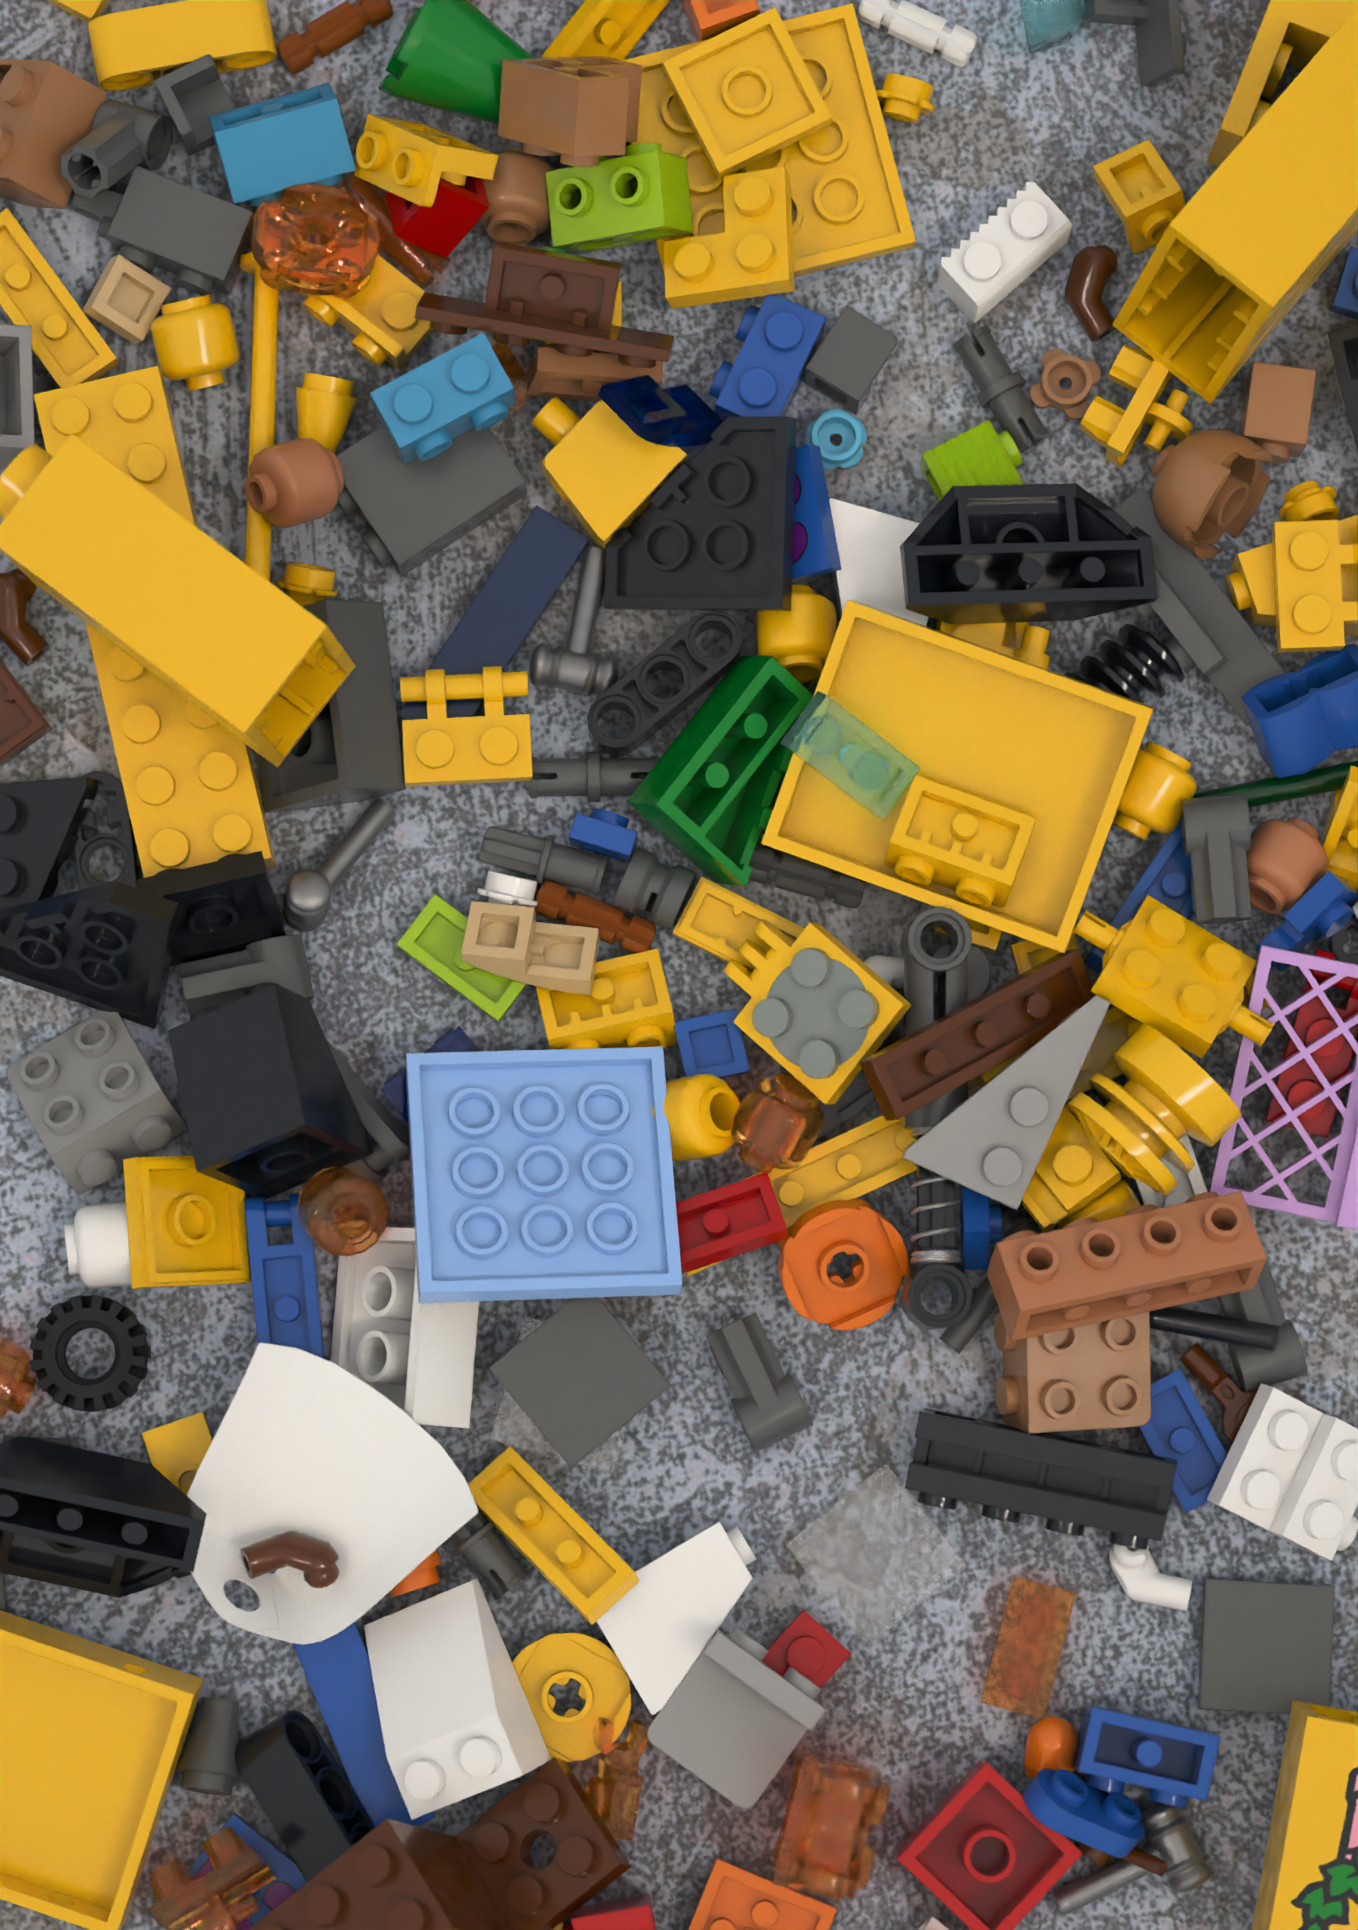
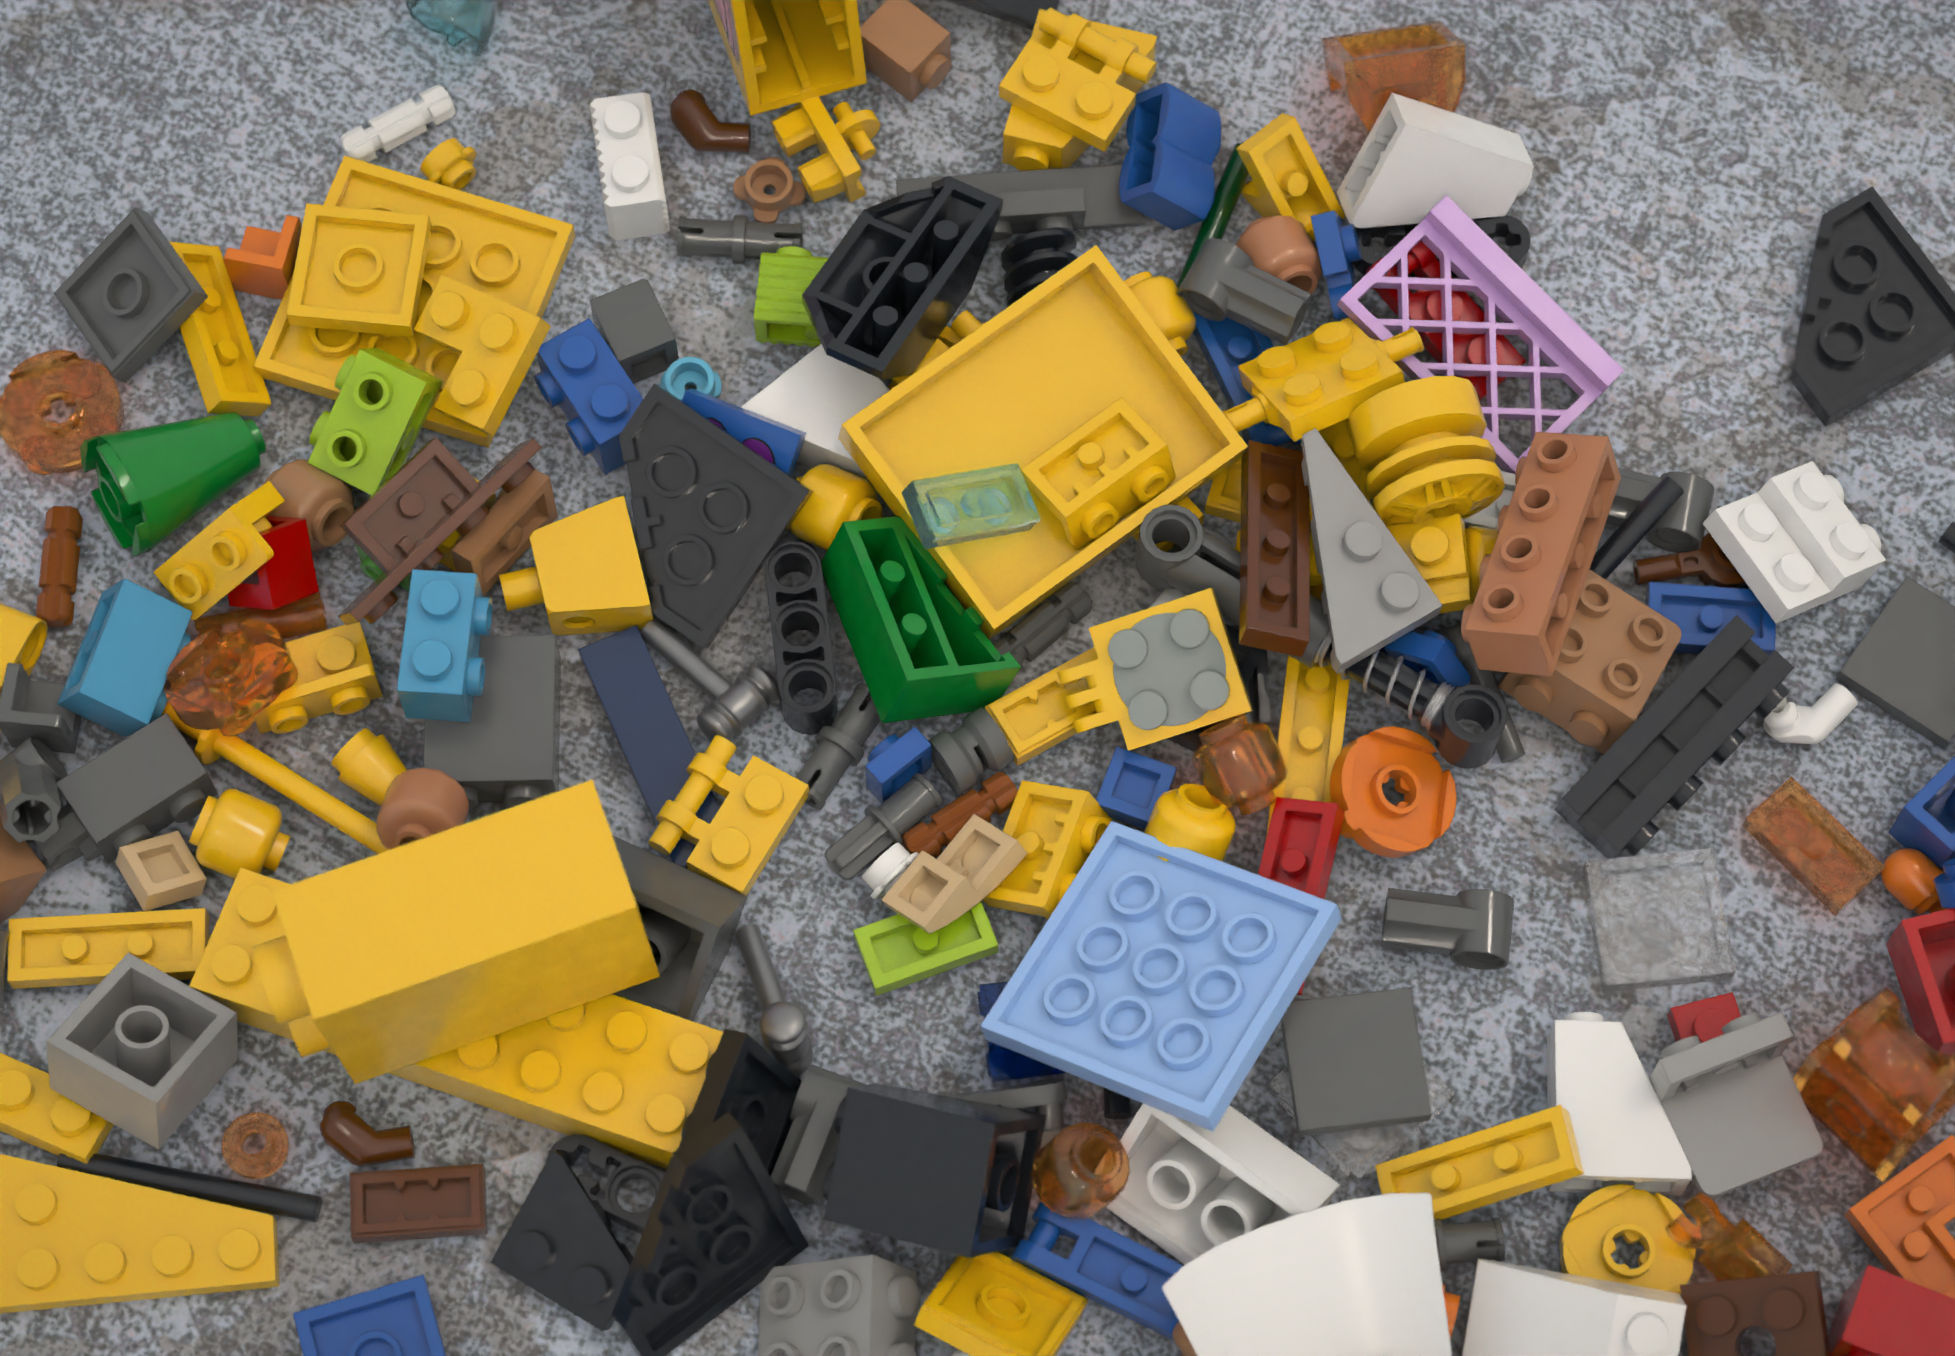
camera: 55 degrees left, 15 degrees down
(570, 106) = (272, 401): medium nougat brick -> none
(661, 415) = (575, 491): clear blue slope -> none
(1140, 193) = (659, 39): yellow bracket -> none
(1207, 487) = (929, 128): medium nougat cylinder -> none
(1309, 503) = (993, 67): yellow plate -> none

